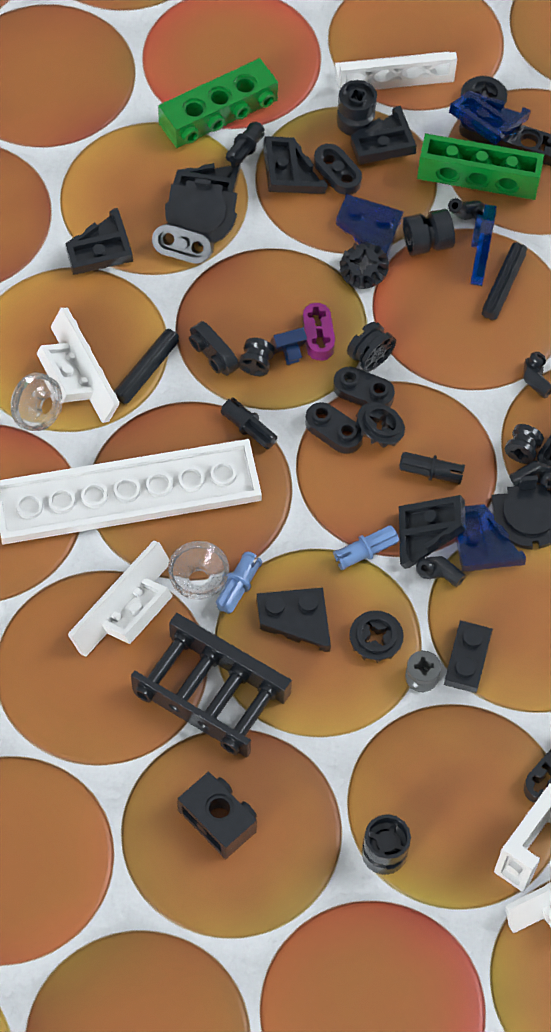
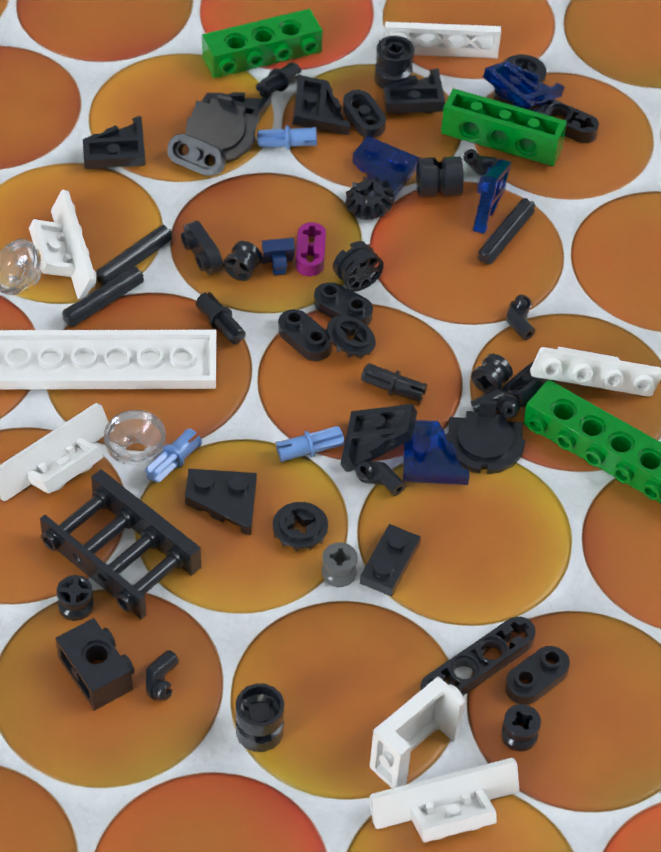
camera: 10 degrees right, 10 degrees down
(127, 417) = (102, 296): none -> black axle
(181, 740) = (67, 594): none -> black wheel
(268, 208) = (287, 137): none -> medium blue axle
(276, 815) = (155, 676): none -> black arm

